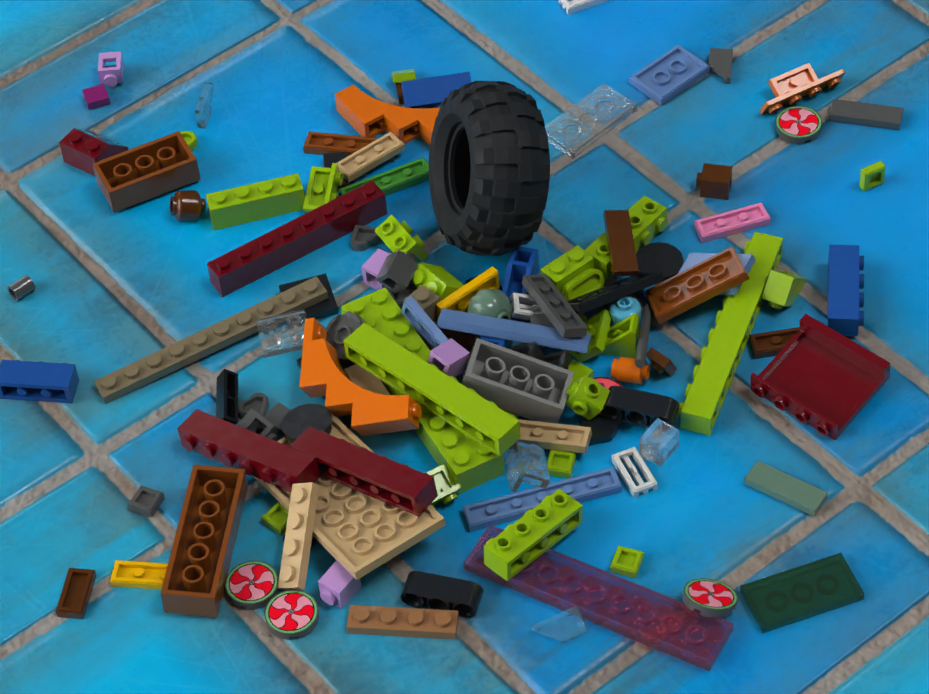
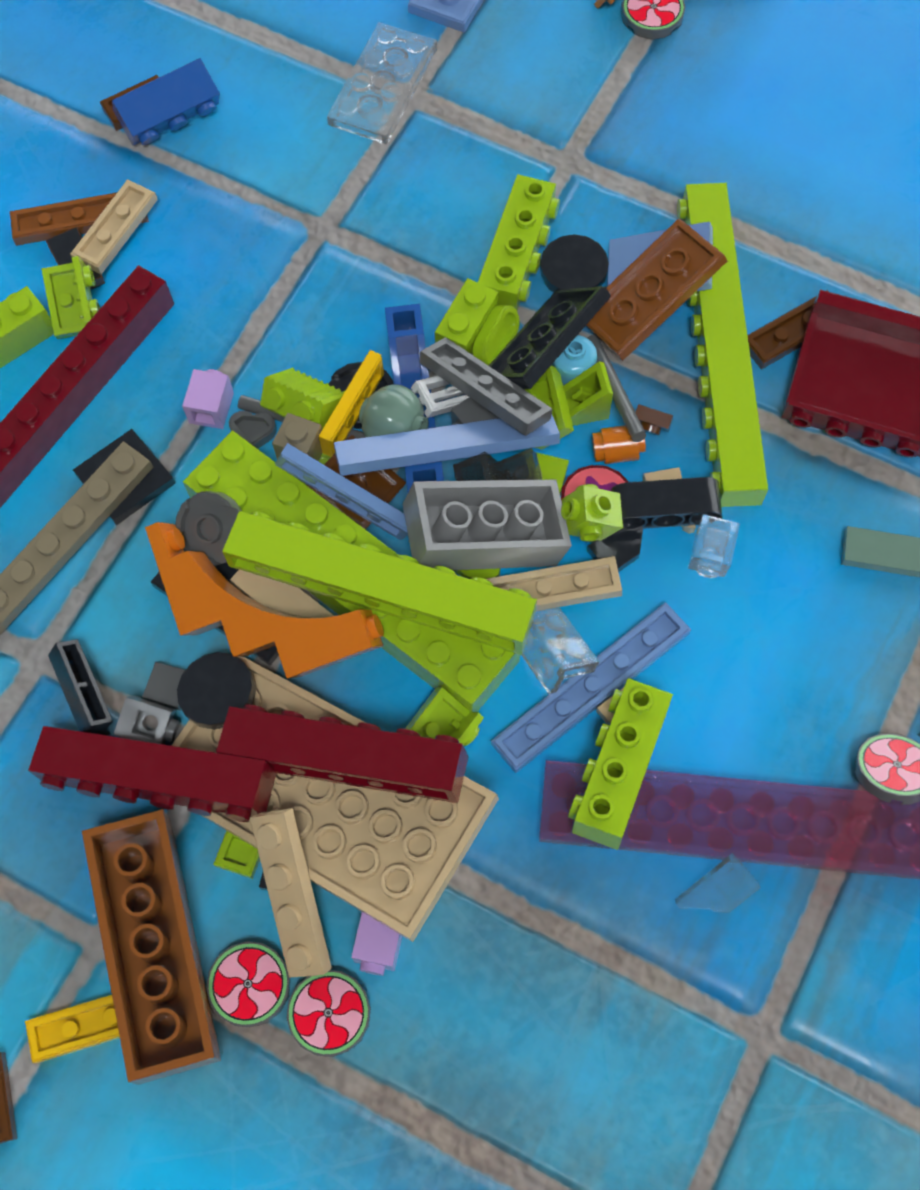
camera: 25 degrees left, 20 degrees up
(146, 501) = (28, 897): dark grey tile -> none
(257, 401) = (122, 680): dark grey tile -> none
(282, 333) = (114, 547): clear bracket -> none
(364, 237) = (159, 352): dark grey tile -> none
(374, 117) = (184, 150): orange arch -> none
(396, 178) = (159, 250): bright green tile -> none
(397, 271) = (238, 398): dark grey brick -> none
(398, 237) = (214, 344): lime bracket -> none
(403, 75) = (105, 88): lime tile -> none
(403, 622) = (493, 963): medium nougat plate -> none
(442, 593) = (530, 899): black beam -> none
(449, 358) = (383, 523): lavender brick -> none
(489, 168) = (315, 202): black tyre -> none
(561, 463) = (591, 620): lime tile -> none
(620, 243) = (526, 258): reddish brown tile -> none
(627, 562) = (752, 745): lime tile -> none
(642, 487) = (687, 610): white tile -> none
(715, 181) = (592, 123): reddish brown brick -> none
(732, 222) = (638, 176): bright pink tile -> none
(782, 288) = (756, 255): lime slope -> none
(843, 289) = (835, 233): blue brick -> none
(872, 176) = (784, 56): lime tile -> none

